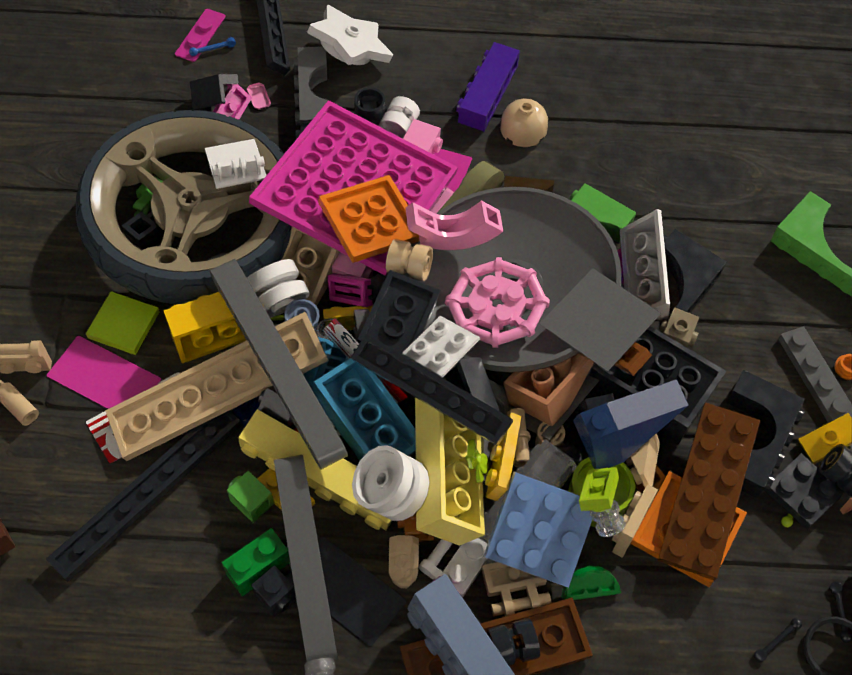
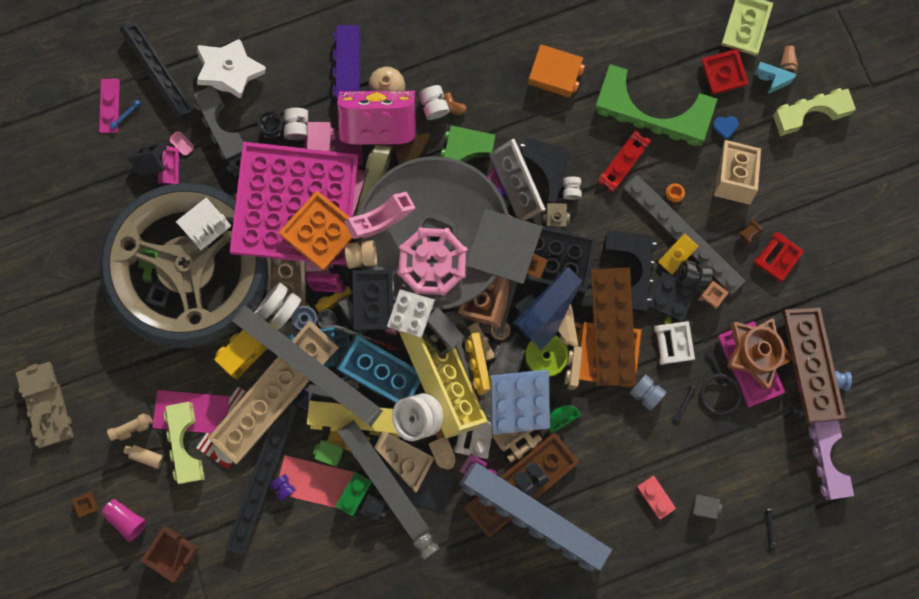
camera: 20 degrees left, 20 degrees up
(83, 374) = (179, 419): none -> yellowish green arch
(122, 323) = (182, 368): lime tile -> none
(166, 512) = (282, 487): none -> dark purple wheel
(206, 524) = (315, 481): none -> coral sticker
(347, 544) = (405, 459): none -> tan wing
(432, 390) = (417, 347): black plate -> none
(476, 460) = (464, 375): lime piece -> none
(499, 138) = (376, 117): none -> dark pink brick
(573, 156) = (433, 100): none -> white wheel
(596, 172) = (454, 107): none -> dark orange arm
(599, 489) = (546, 365): lime plate -> none
(609, 521) = (558, 380): clear wheel -> none
(711, 308) = (571, 188): none -> white wheel
(729, 600) = (647, 392): none -> sand blue wheel
(738, 179) = (556, 71): none -> orange brick
(790, 306) = (624, 161): none -> red plate
(798, 555) = (680, 340): none -> white plate

